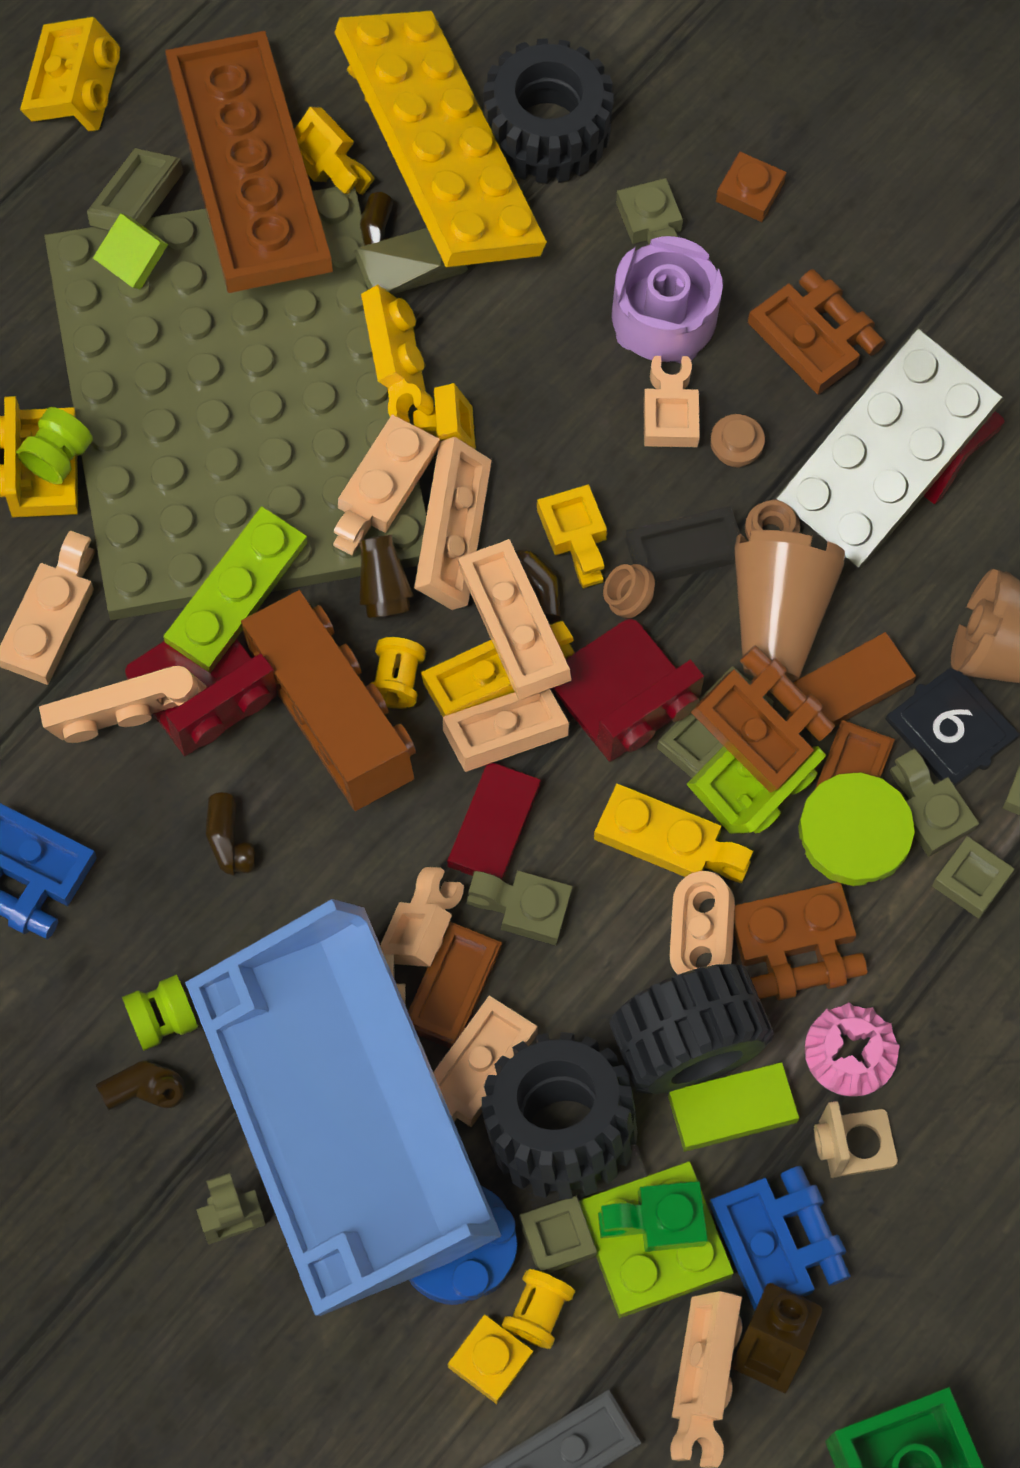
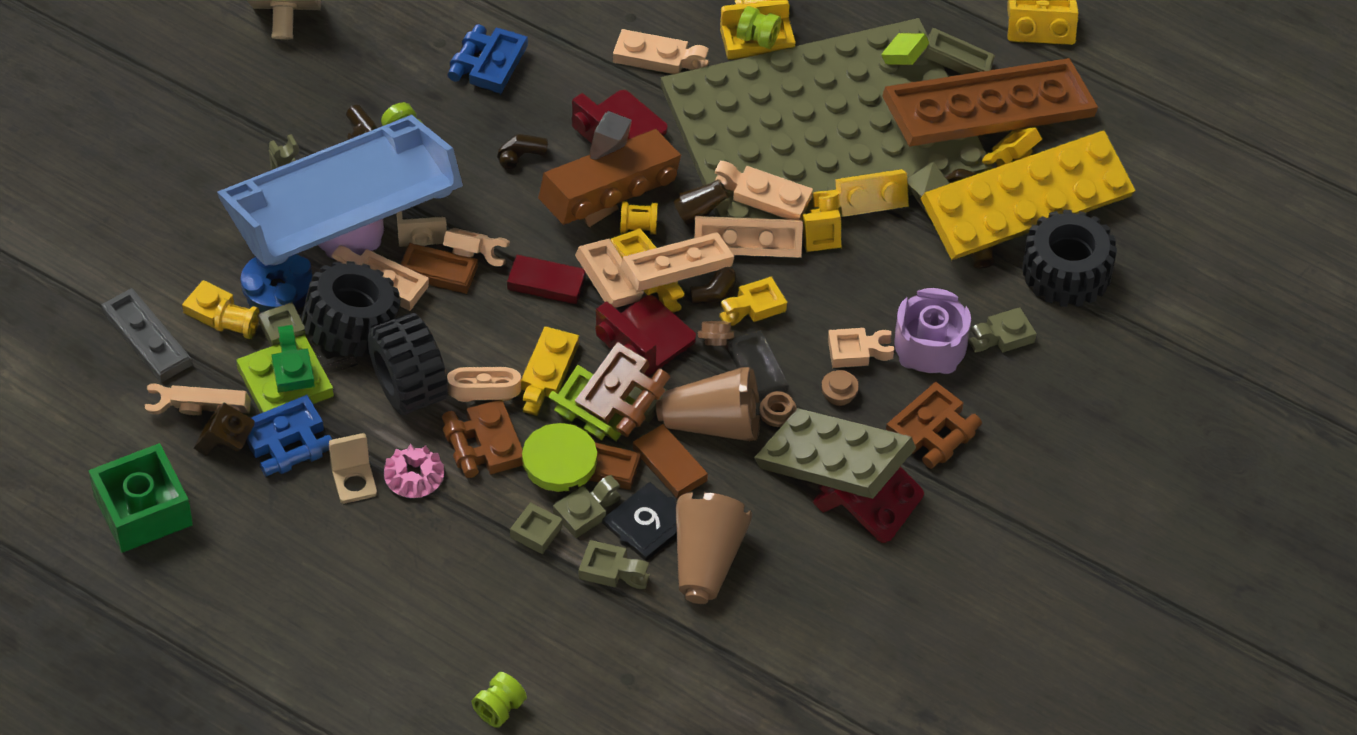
camera: 85 degrees right, 15 degrees down
(121, 703) = (592, 78): light nougat plate -> none
(235, 589) = (682, 128): lime plate -> none
(289, 673) = (610, 135): none -> flat silver slope
(531, 906) = (493, 301): olive plate -> none
(733, 1107) = (371, 411): lime tile -> none
(750, 186) = (1044, 386): dark orange plate -> none

